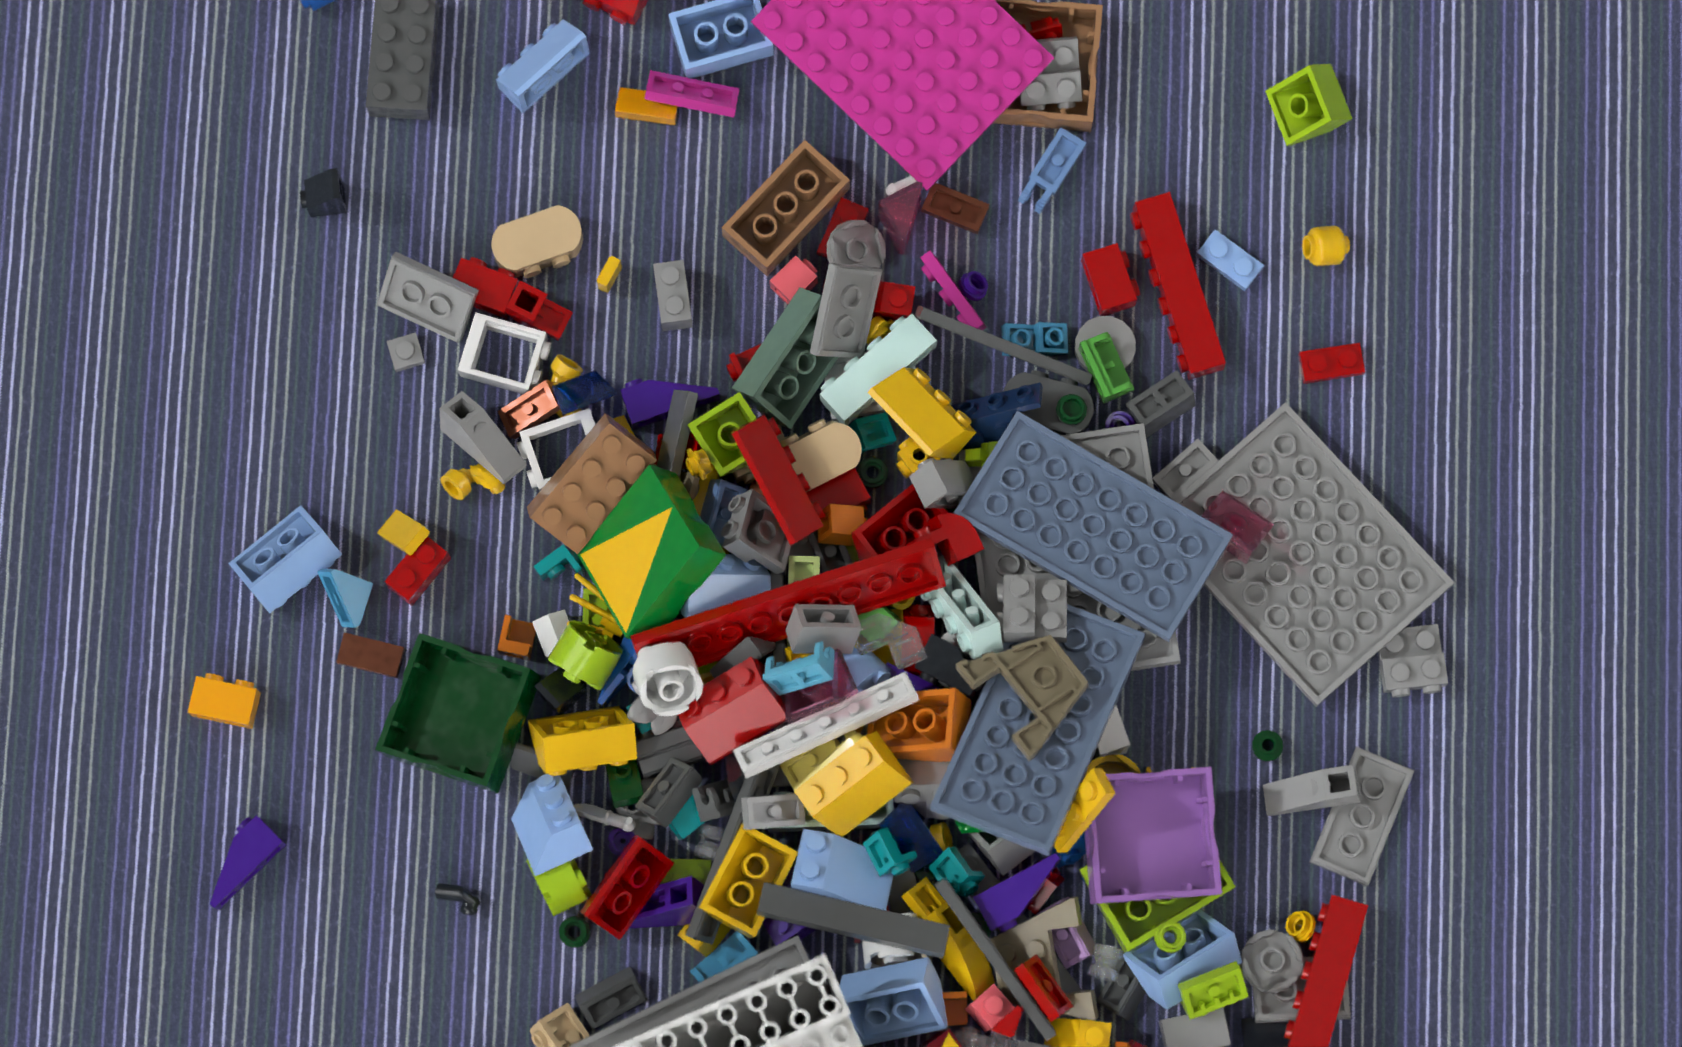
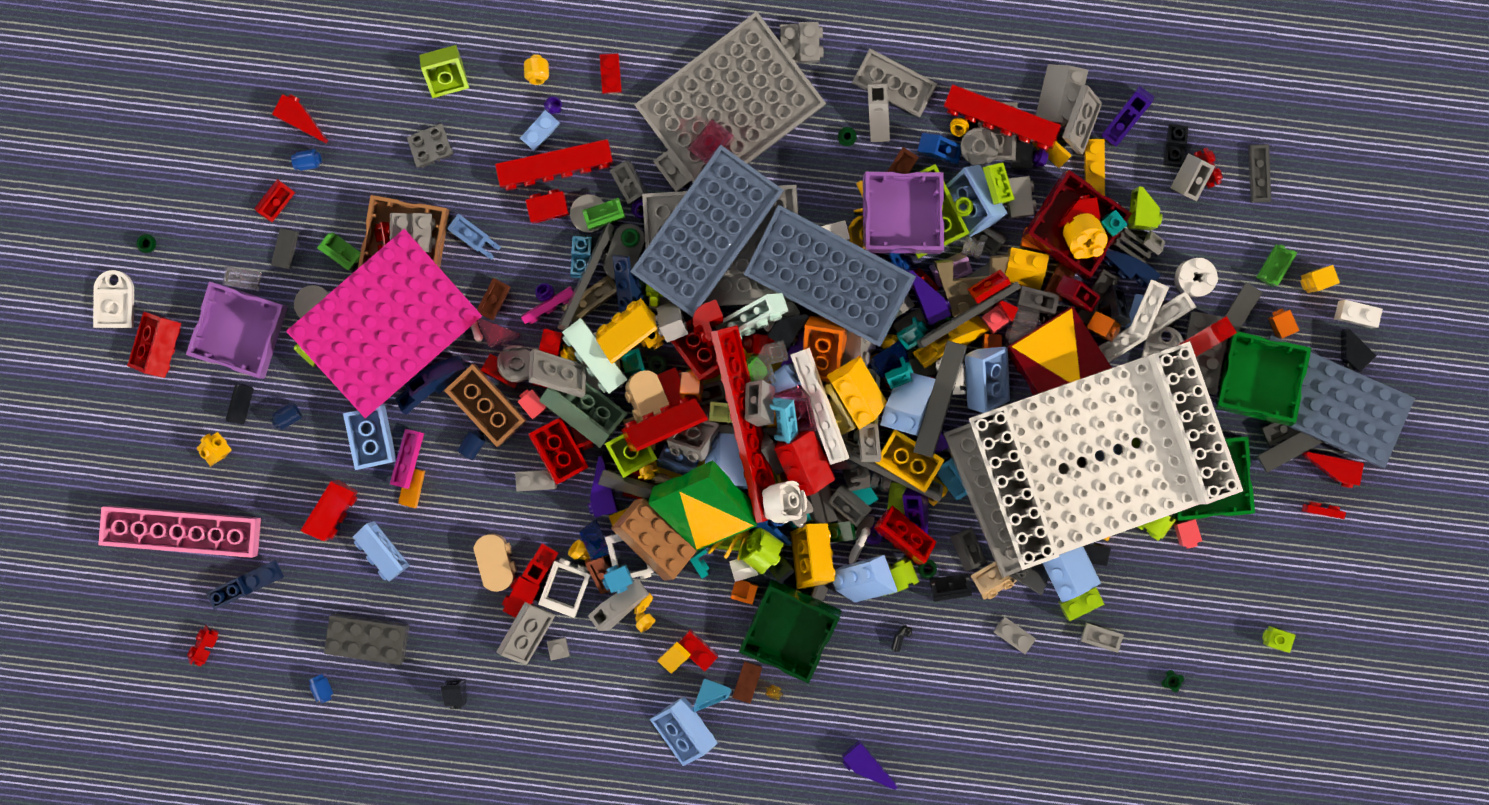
camera: 85 degrees left, 10 degrees up
(224, 701) = (769, 774): light orange brick -> none
(356, 698) = (774, 692): none -> clear yellow plate
(524, 431) = (617, 579): none -> dark azure brick
(546, 972) = (950, 587): none -> black hinge
(609, 274) = (519, 519): yellow tile -> none
(721, 192) = (471, 445): none -> dark blue brick
(721, 323) = (558, 451): none -> red slope
(819, 120) = (432, 379): none -> dark blue slope
(969, 361) = (594, 297): none -> dark tan hinge
(1032, 608) = (757, 272): light grey plate -> none
(1040, 677) = (804, 270): dark tan wing -> none
(1089, 801) = (882, 247): yellow plate -> none
(1188, 92) = (430, 146): none -> dark grey hinge
(1233, 839) = (903, 162): none -> copper plate
(1263, 896) = (939, 148): none -> blue slope
(1271, 276) = (553, 105): none -> dark purple plate

